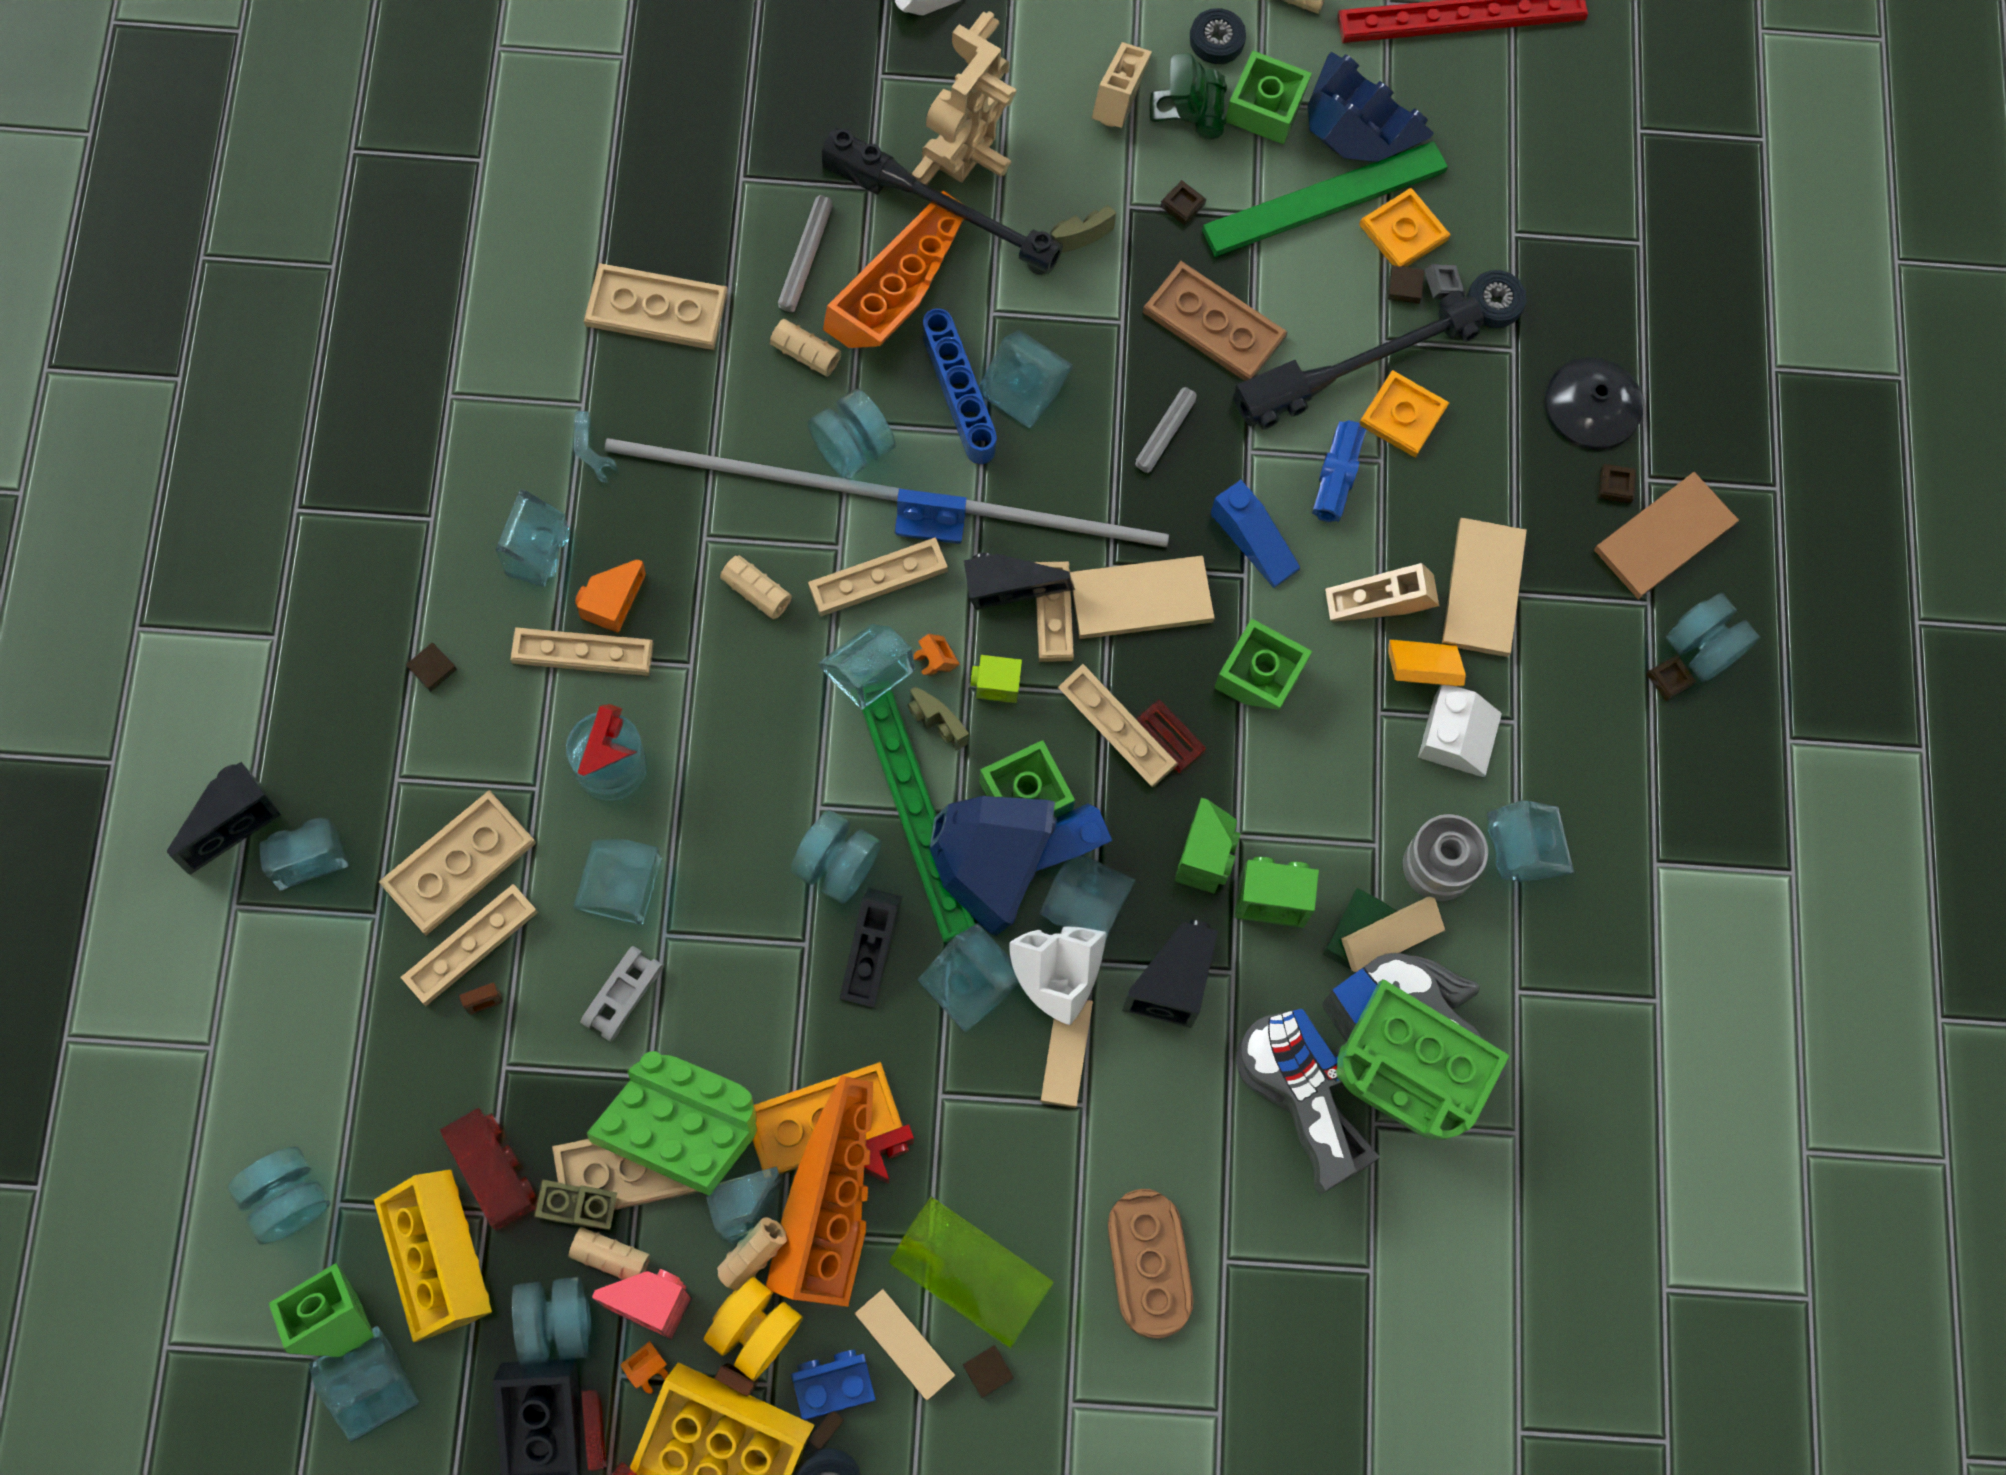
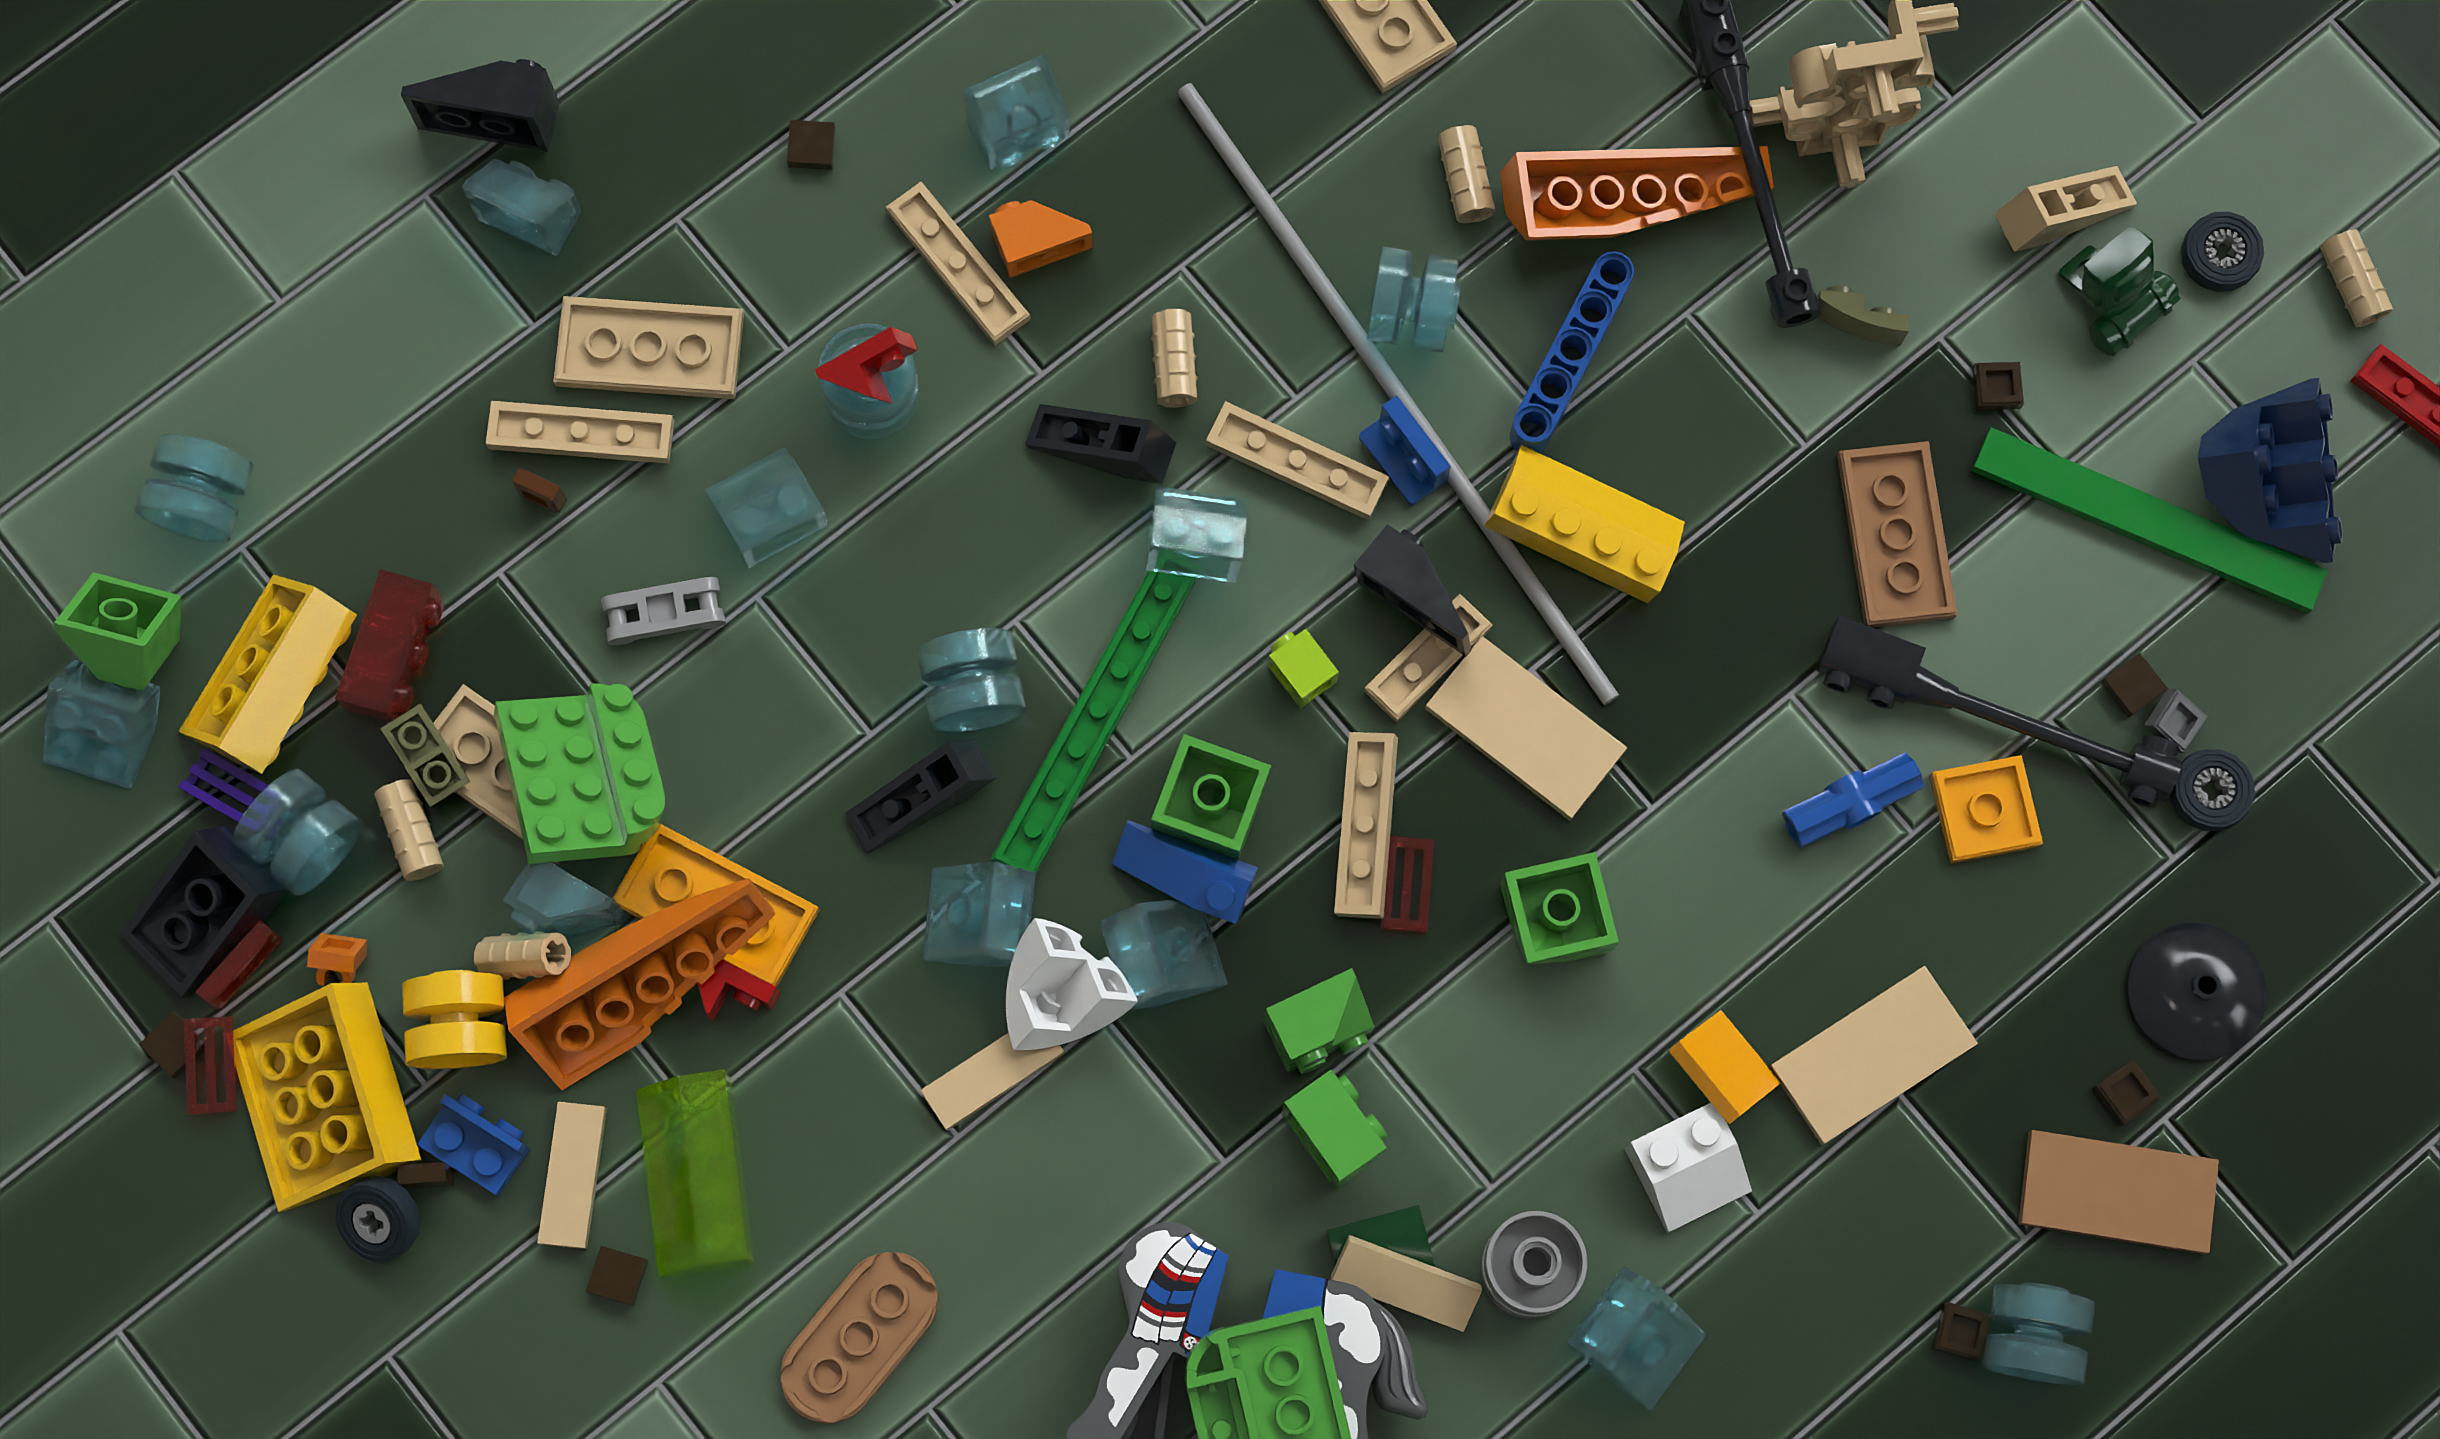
camera: 50 degrees right, 5 degrees up
(450, 1351) = (199, 772): none -> dark purple tile
(582, 426) = (1180, 49): clear light blue arm -> none
(648, 1300) = (387, 905): coral slope -> none
(736, 1379) = (394, 1050): reddish brown tile -> none
(765, 666) = (1103, 441): none -> black slope
(805, 254) = (1567, 82): light grey axle -> none
(932, 711) = (1206, 638): olive slope -> none
(938, 653) = (1272, 587): orange tile -> none
(990, 853) = (1110, 821): dark blue brick -> none
(1024, 377) = (1643, 406): clear light blue slope -> none
(1062, 464) = (1586, 525): none -> yellow slope
(1165, 430) = (1728, 592): light grey axle -> none
(1176, 978) = (1158, 1106): black slope -> none
(1254, 533) = (1701, 778): blue slope -> none
(1267, 97) = (2197, 361): bright green slope -> none
(1384, 594) = (1761, 962): tan slope -> none
(1404, 229) = (2196, 629): light orange tile -> none

